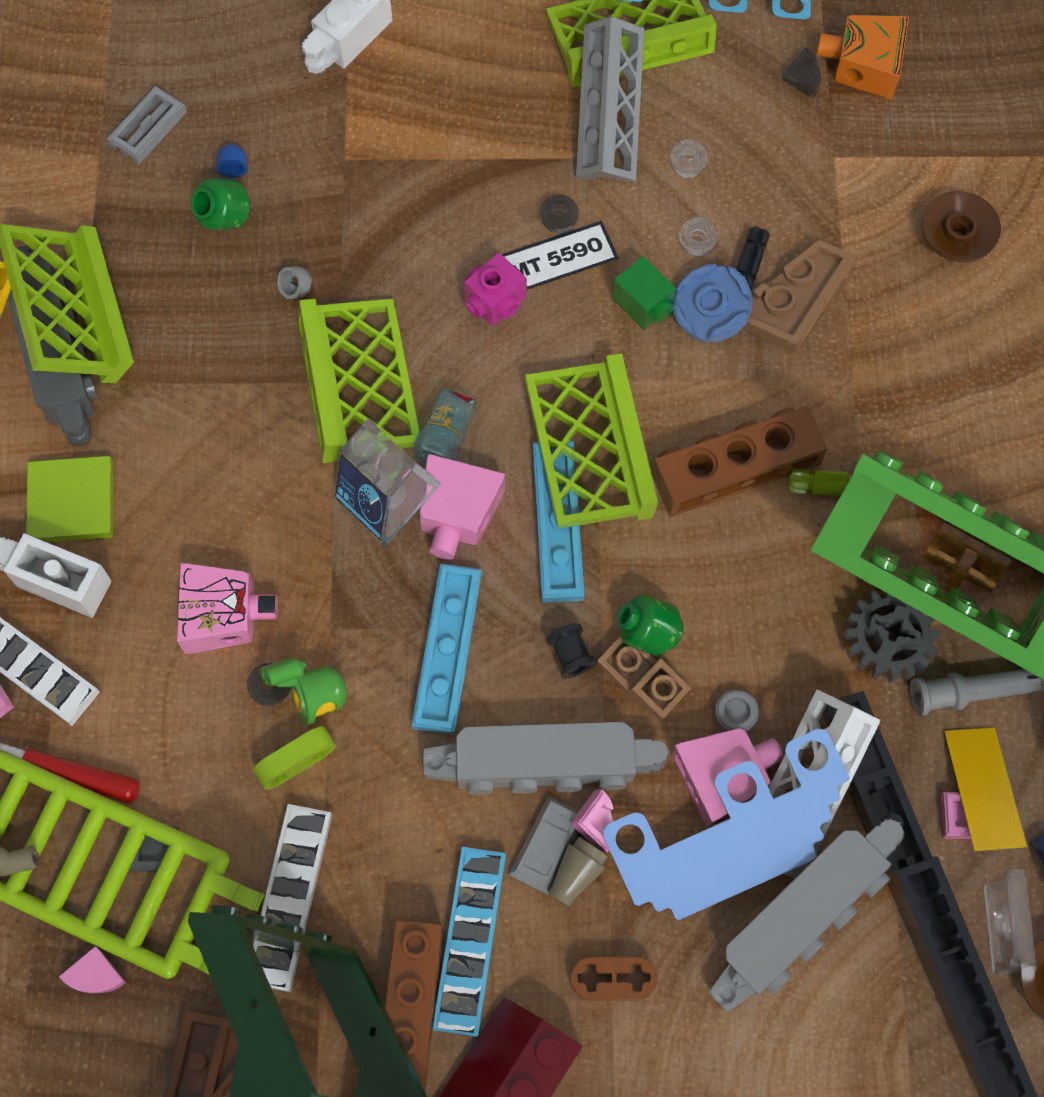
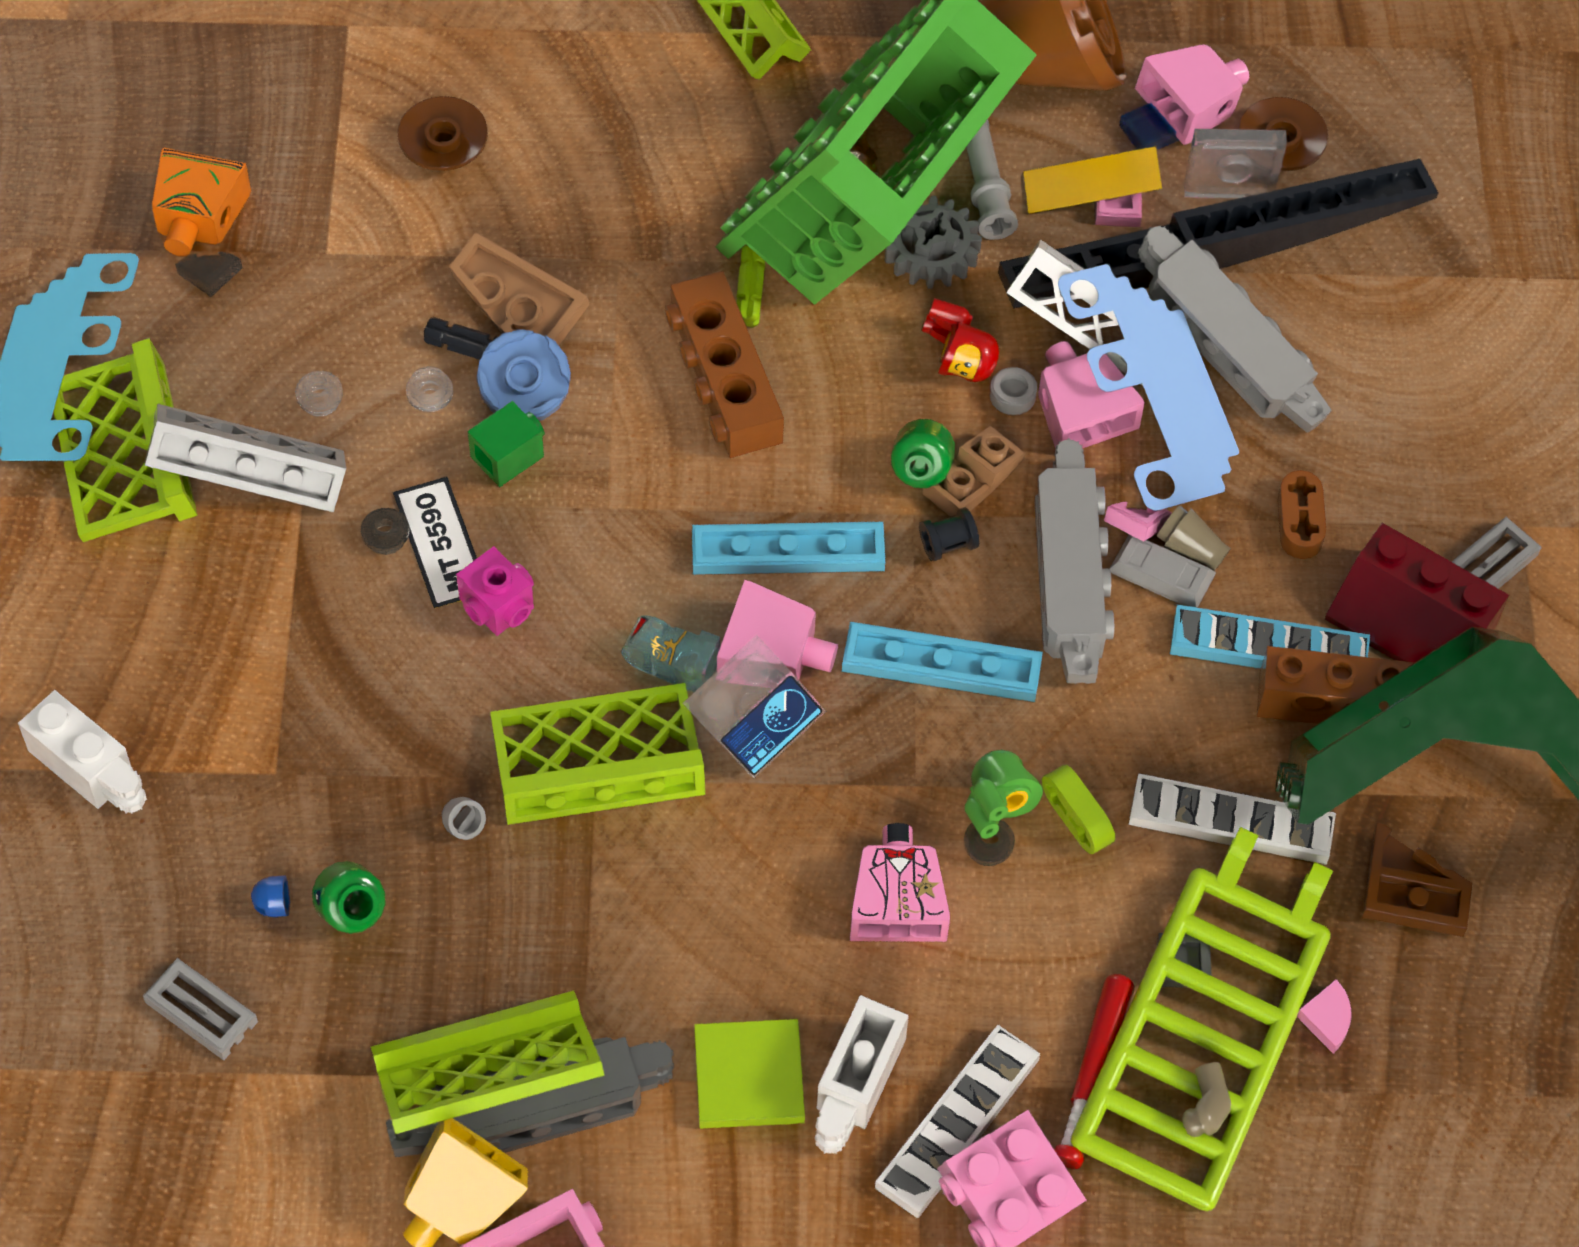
camera: 90 degrees left, 10 degrees down
(626, 444) = (693, 471): lime fence -> none
(770, 666) = (966, 349): none -> red piece

